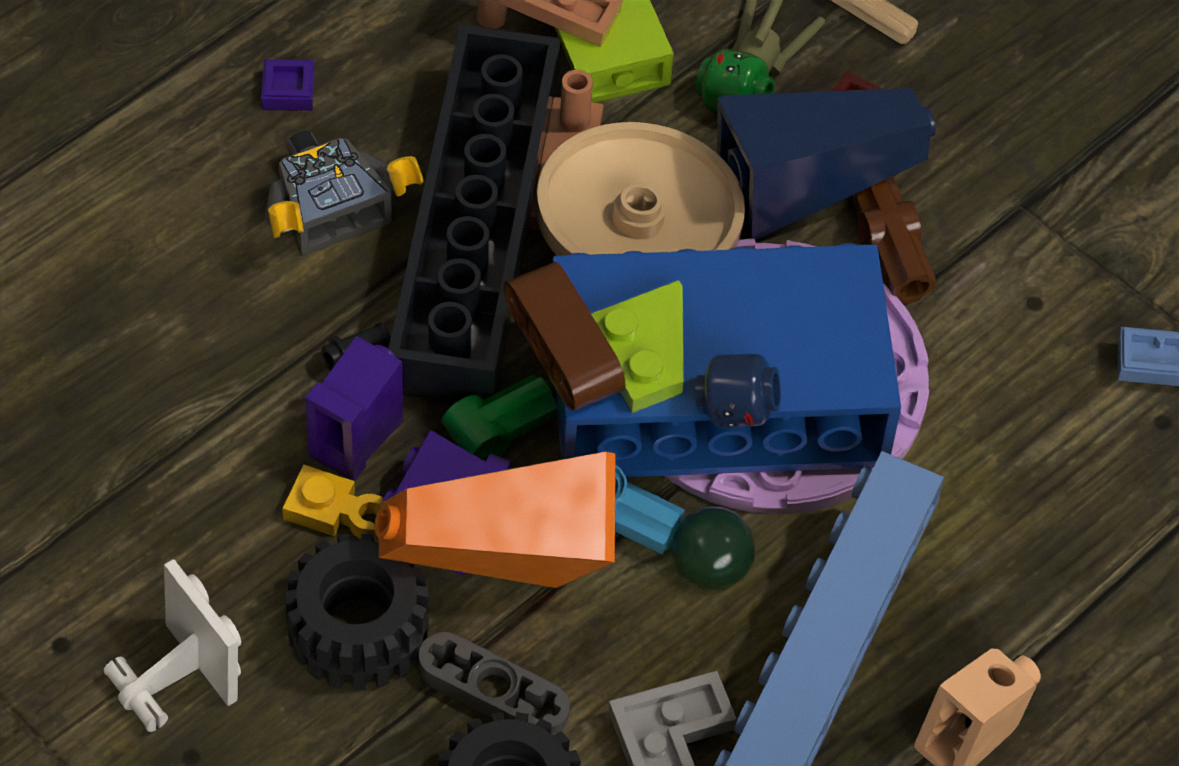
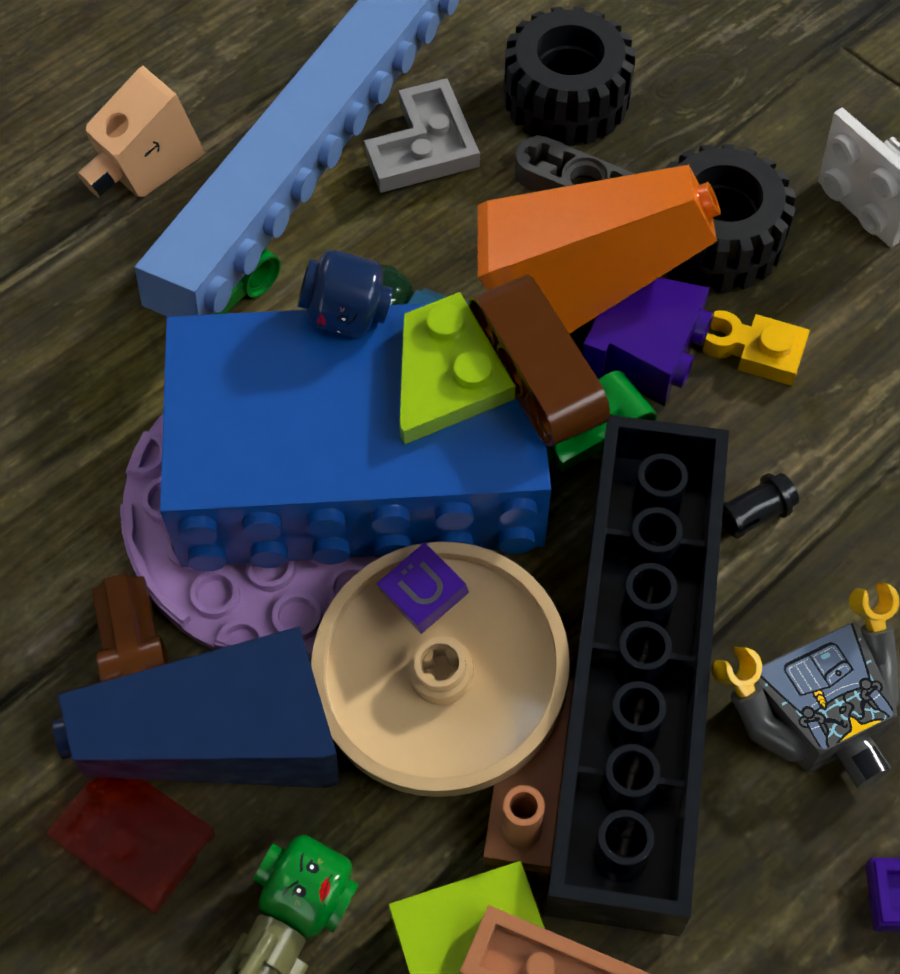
camera: 175 degrees left, 5 degrees up
(355, 408) = (757, 389): dark purple hips -> none
(655, 233) = (423, 587): none -> dark purple tile

